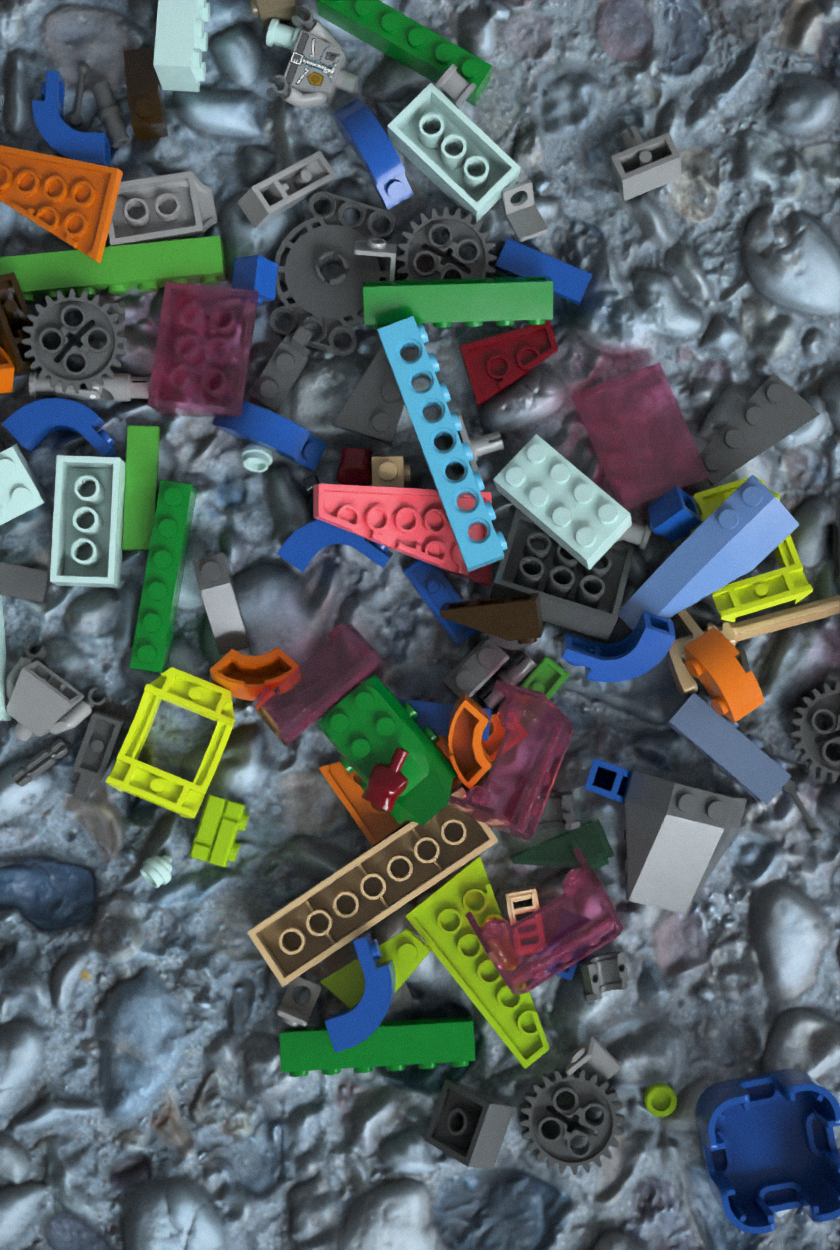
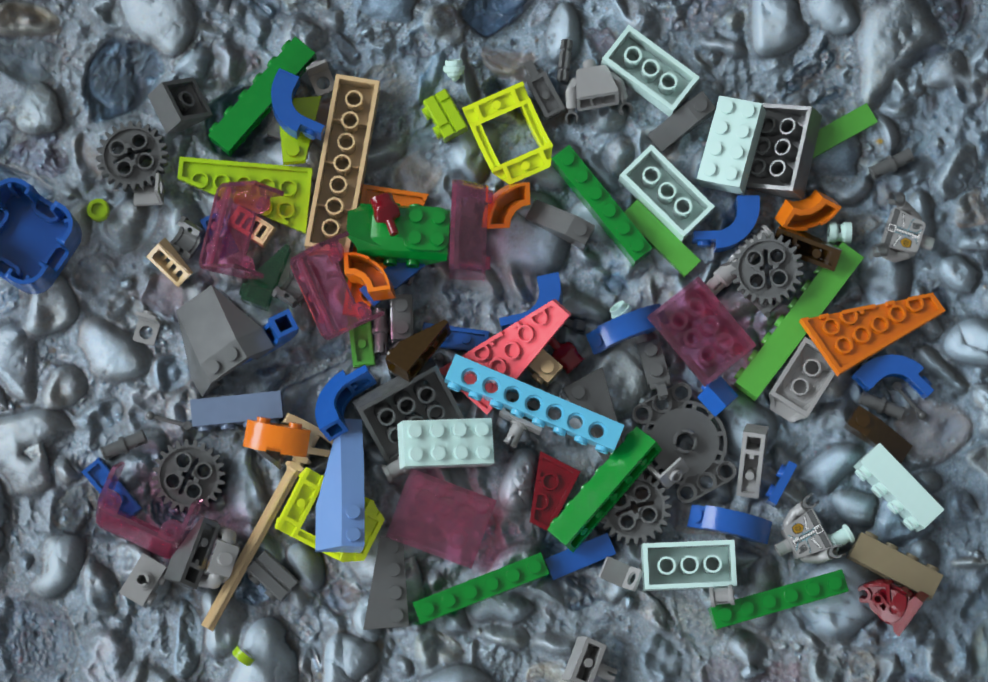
camera: 130 degrees right, 5 degrees down
(294, 137) = (775, 491): none -> blue plate
(647, 985) = (169, 252): none -> tan slope
(671, 335) = (480, 588): none -> green brick
(673, 514) = (383, 495): blue brick -> none
(724, 934) = (147, 319): none -> light grey bracket

